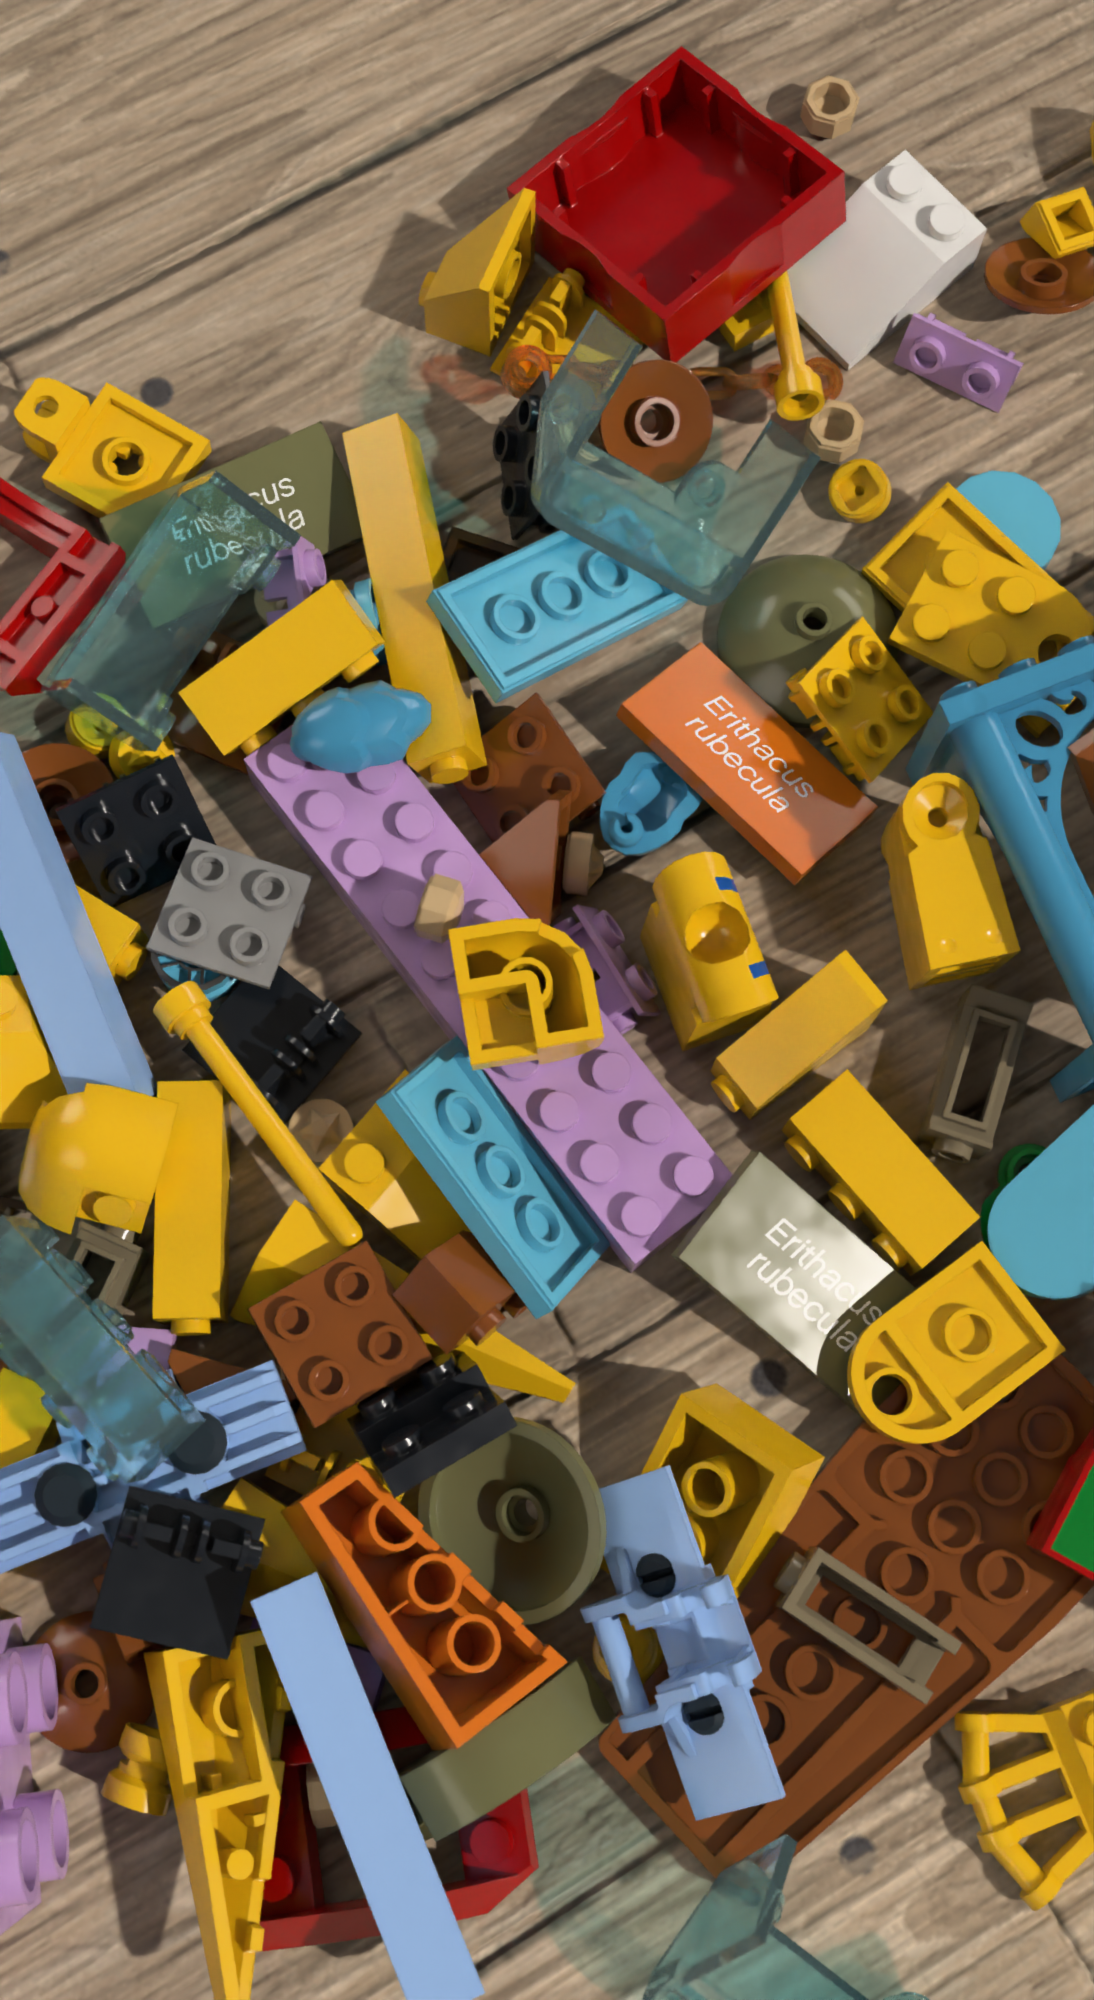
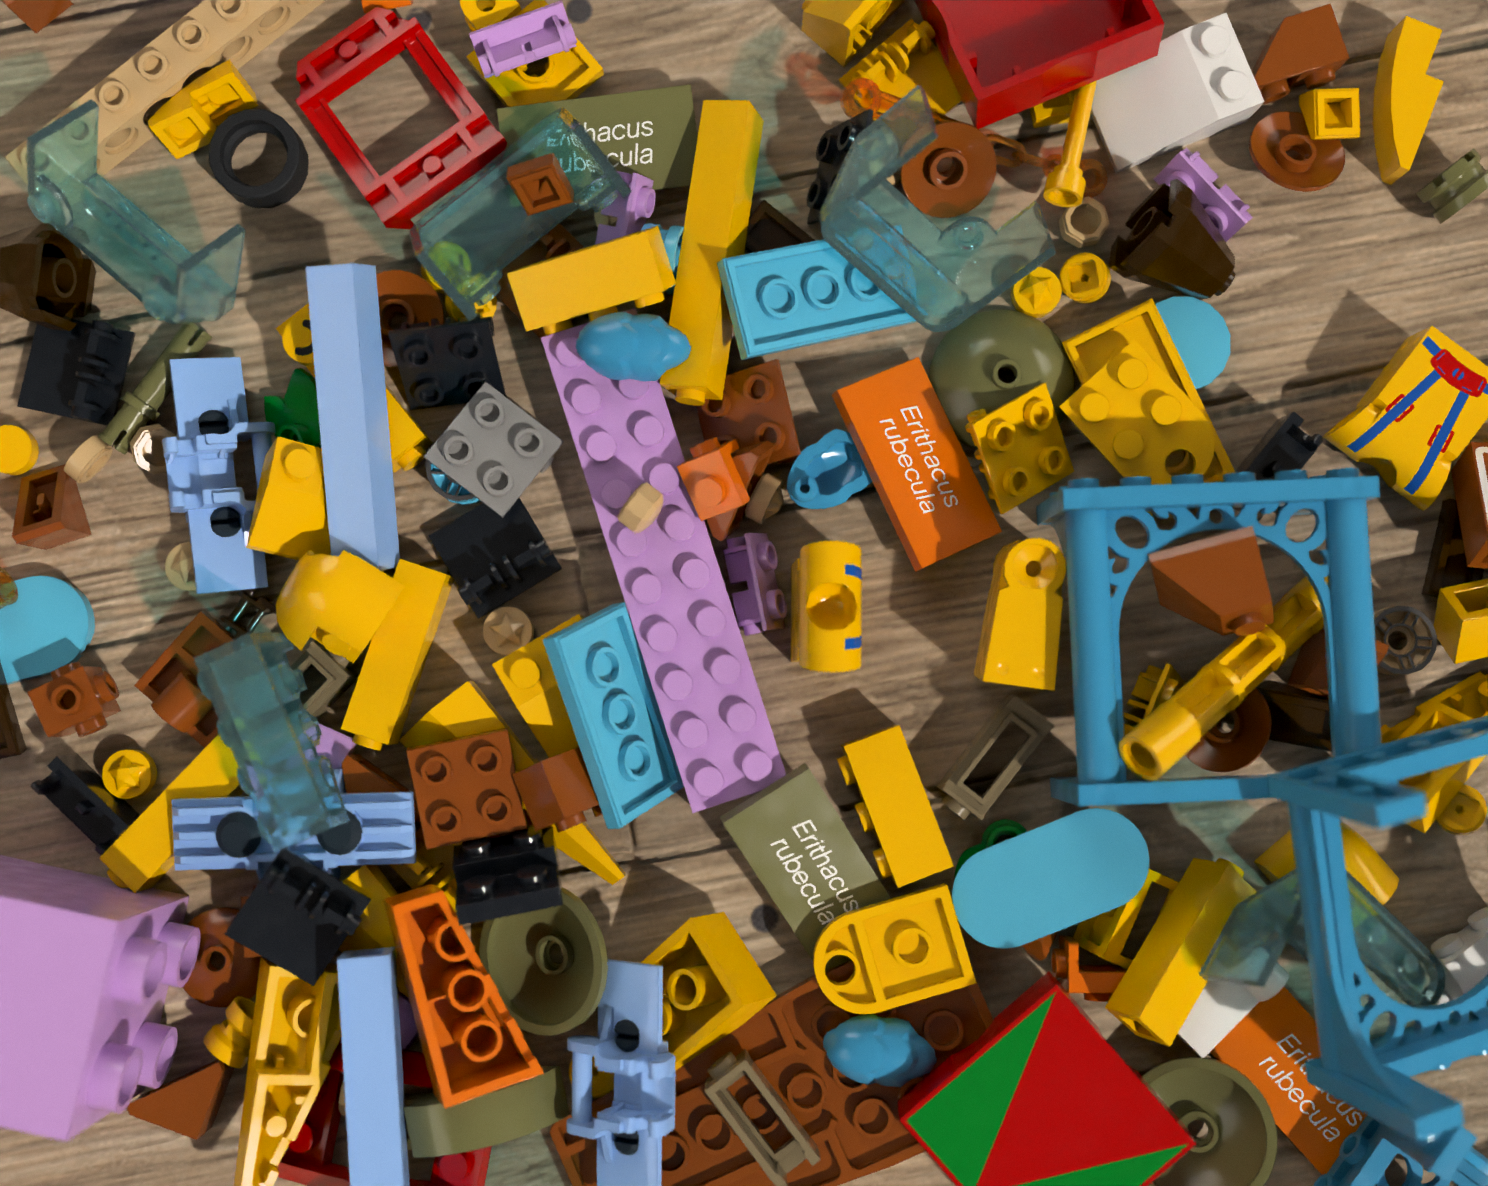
camera: 20 degrees right, 10 degrees up
(105, 432) = (523, 39): none -> lavender hinge
(108, 1888) = (186, 1103): none -> dark orange slope
(184, 578) = (540, 184): none -> dark orange tile
(187, 1013) = (437, 518): yellow piece -> none
(513, 849) = (713, 478): none -> orange bracket
(524, 993) = (677, 595): yellow brick -> none
(797, 1036) = (871, 688): yellow slope -> none
(809, 526) = (1036, 293): none -> yellow tile
(949, 418) = (1174, 245): none -> dark brown cone
(978, 1483) = (879, 1050): none -> dark azure arm
(1006, 170) = (1300, 52): none -> dark orange slope

